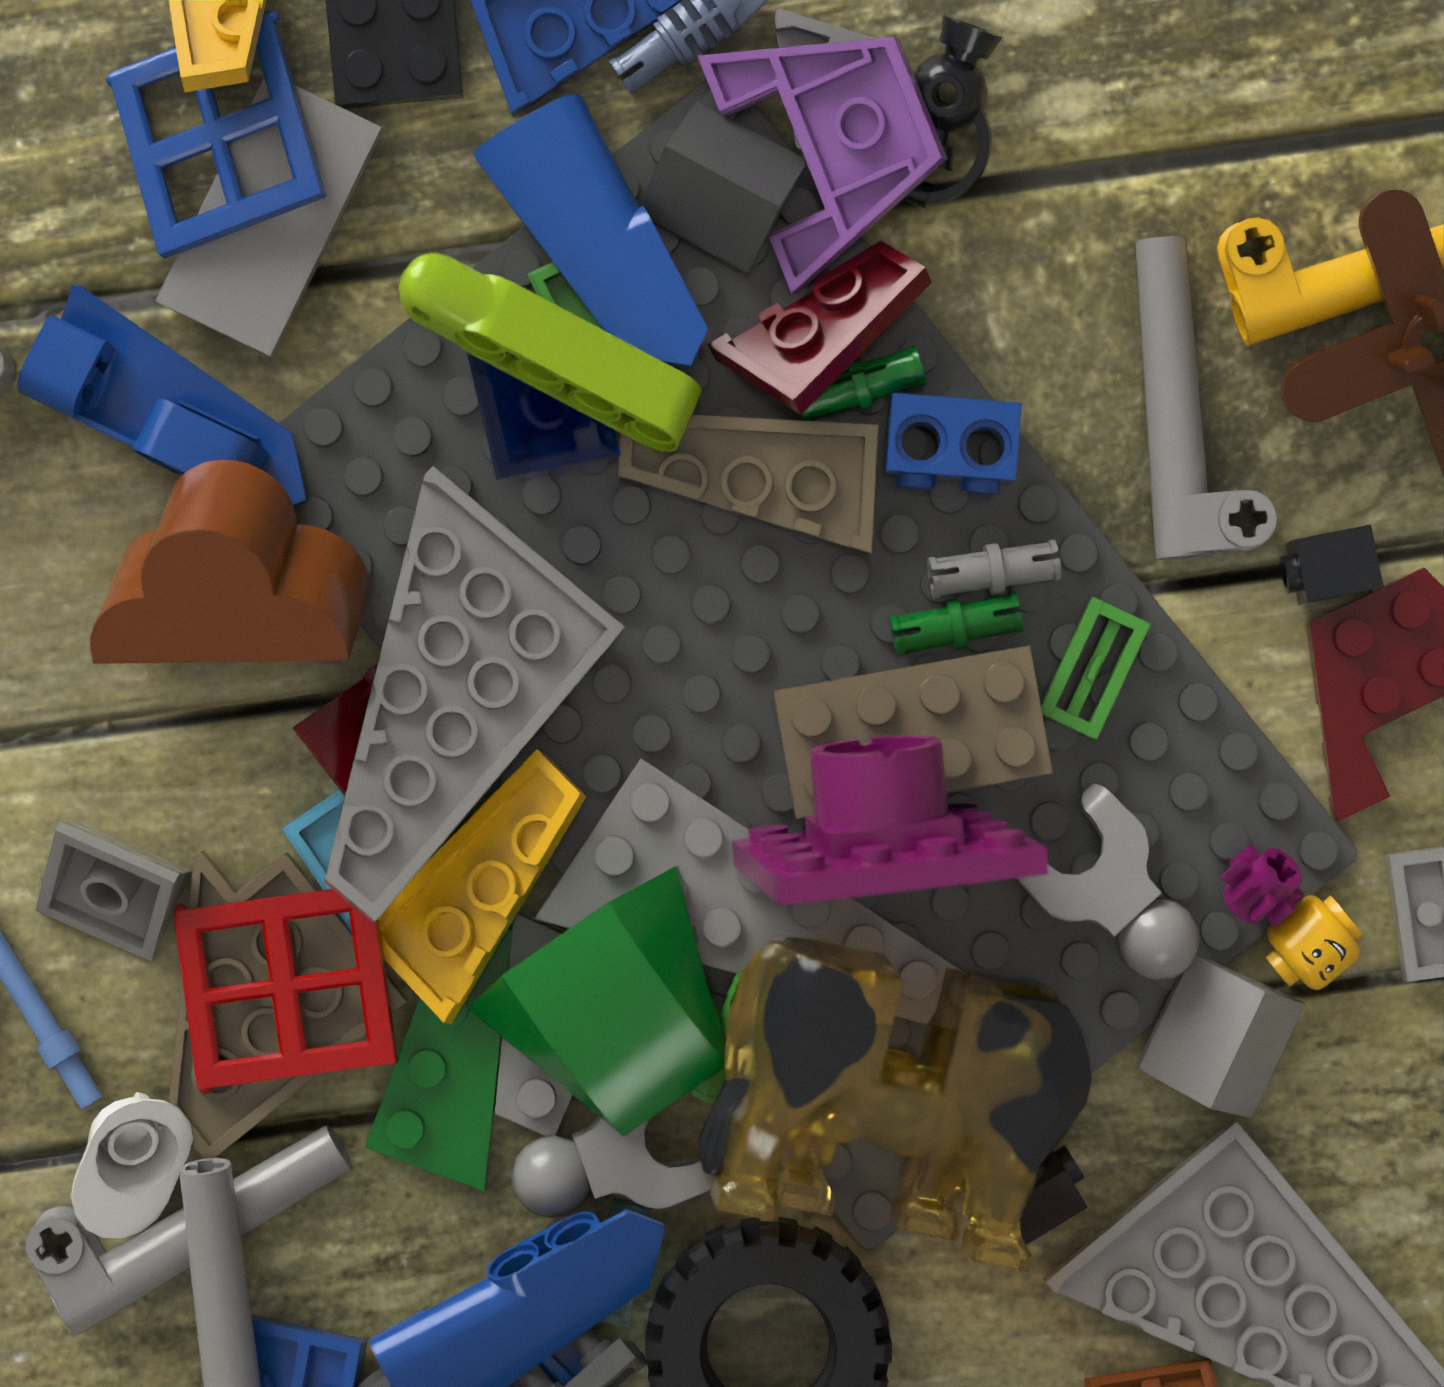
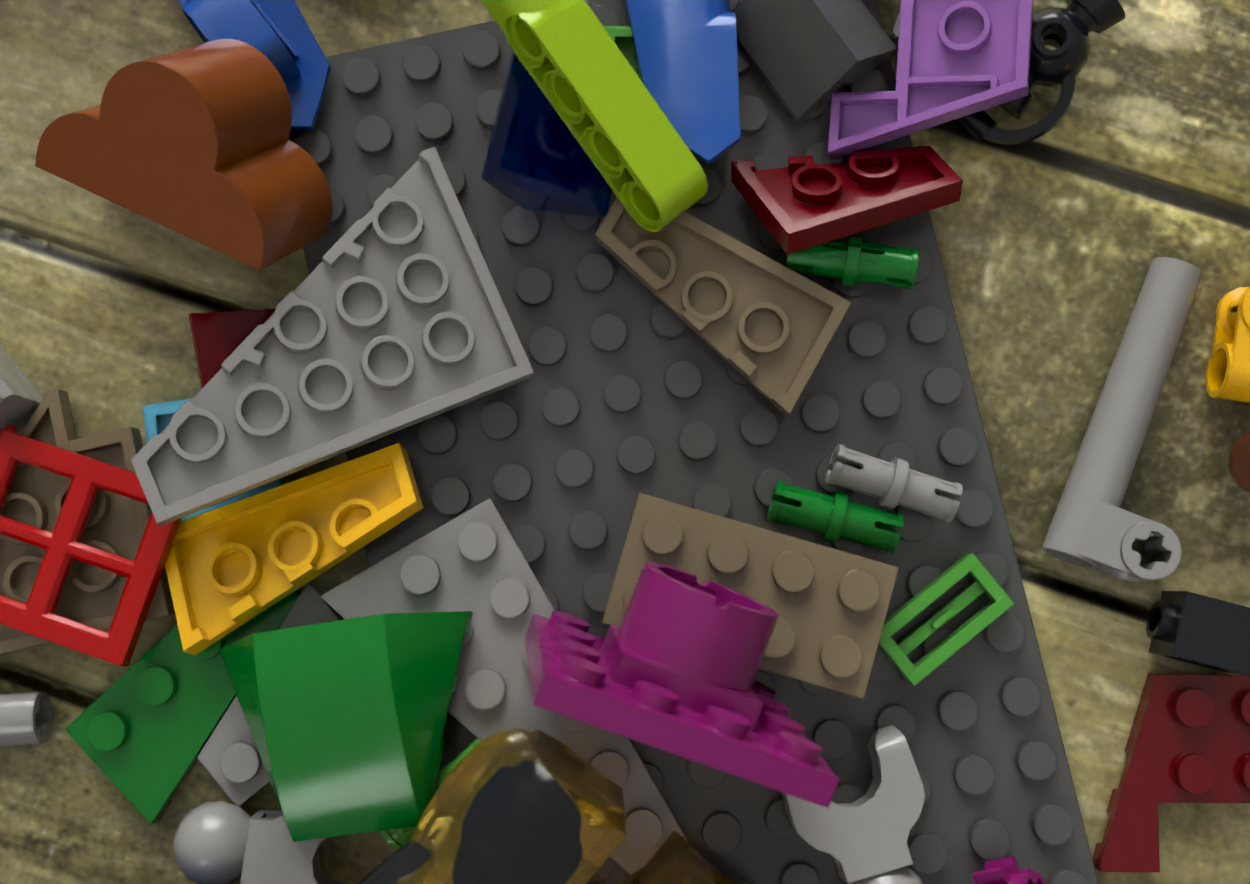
camera: 25 degrees right, 5 degrees down
(952, 423) = (917, 333): blue brick -> none

